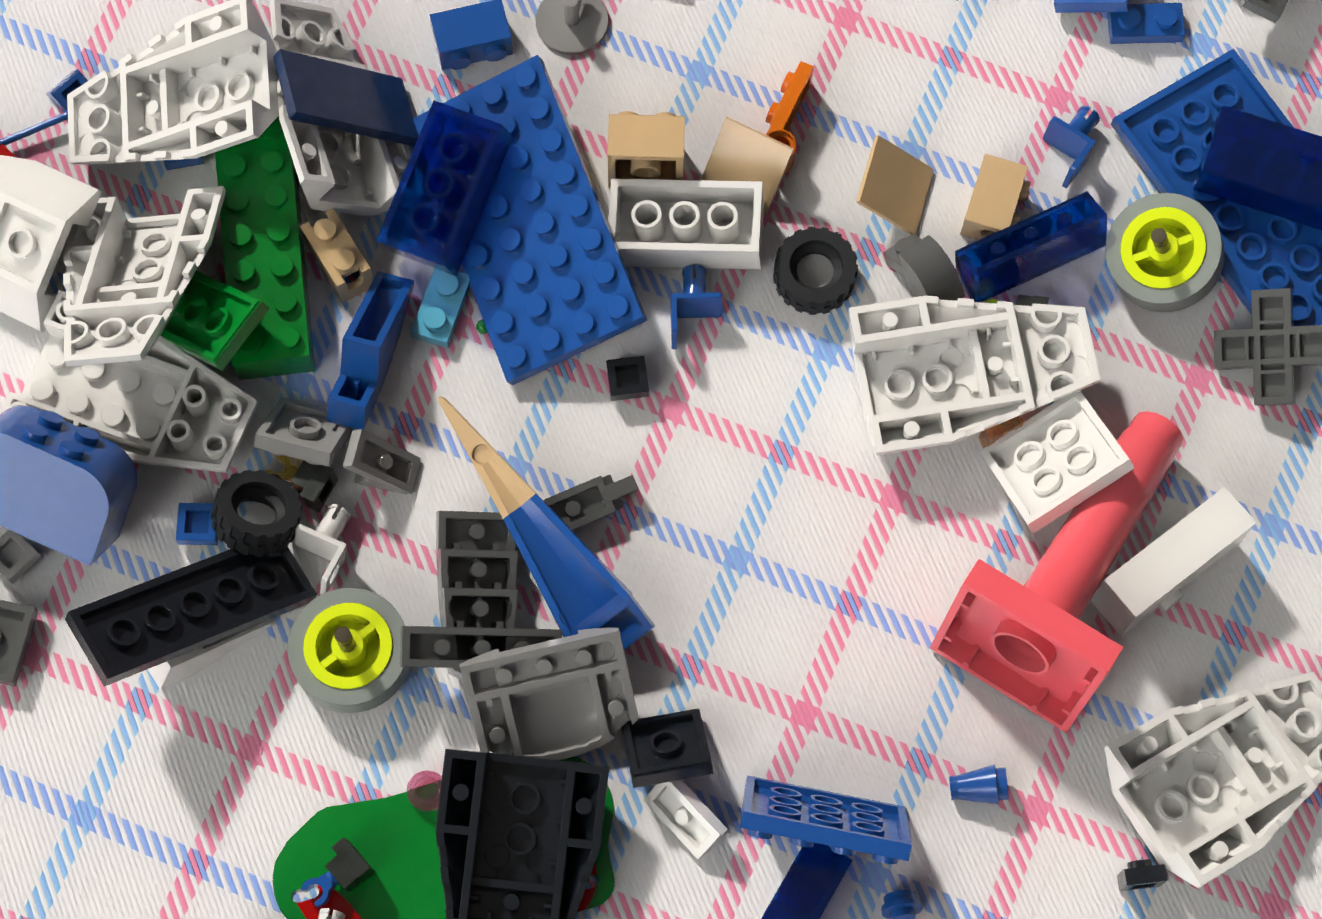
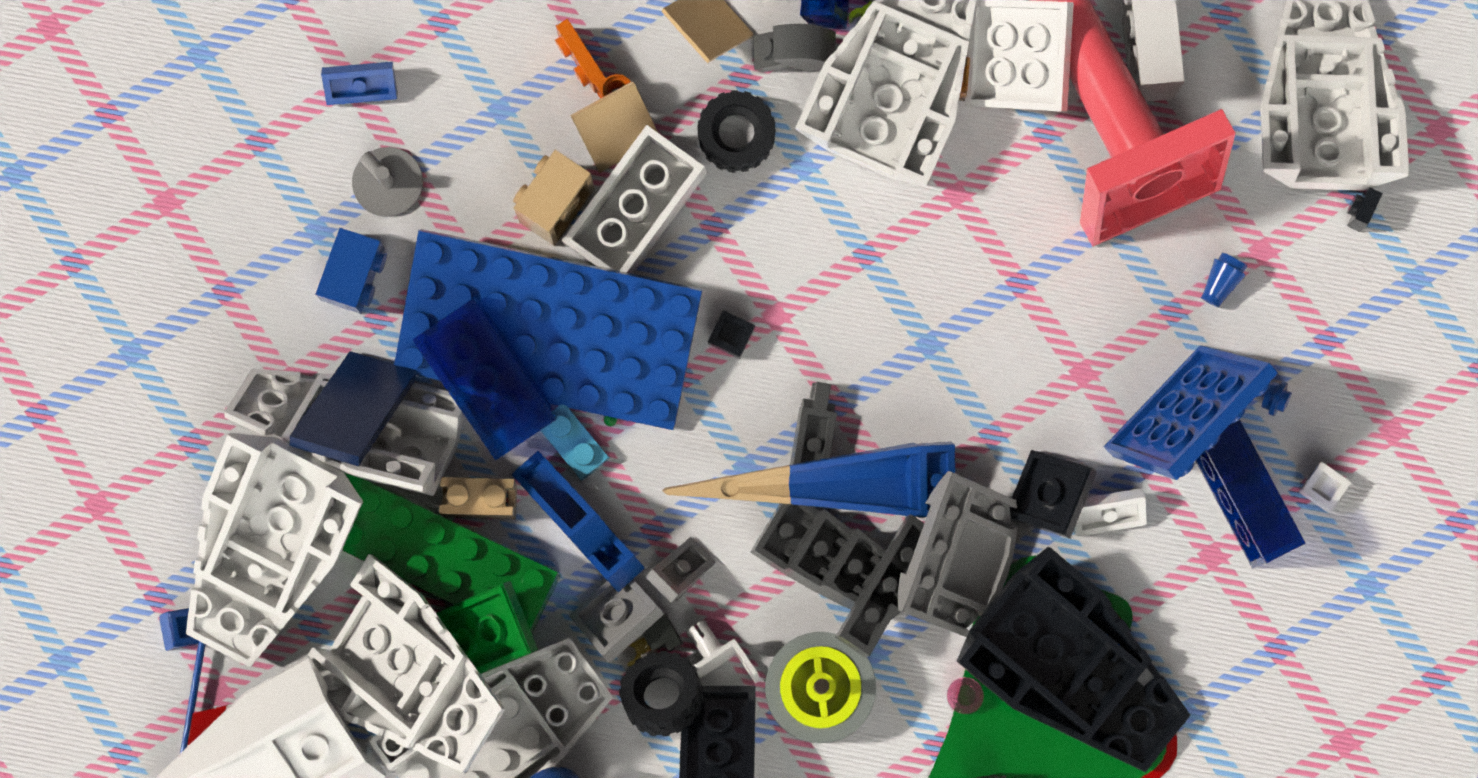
camera: 55 degrees left, 10 degrees up
(195, 524) = (635, 746): blue plate -> none
(693, 301) = (701, 242): blue bracket -> none

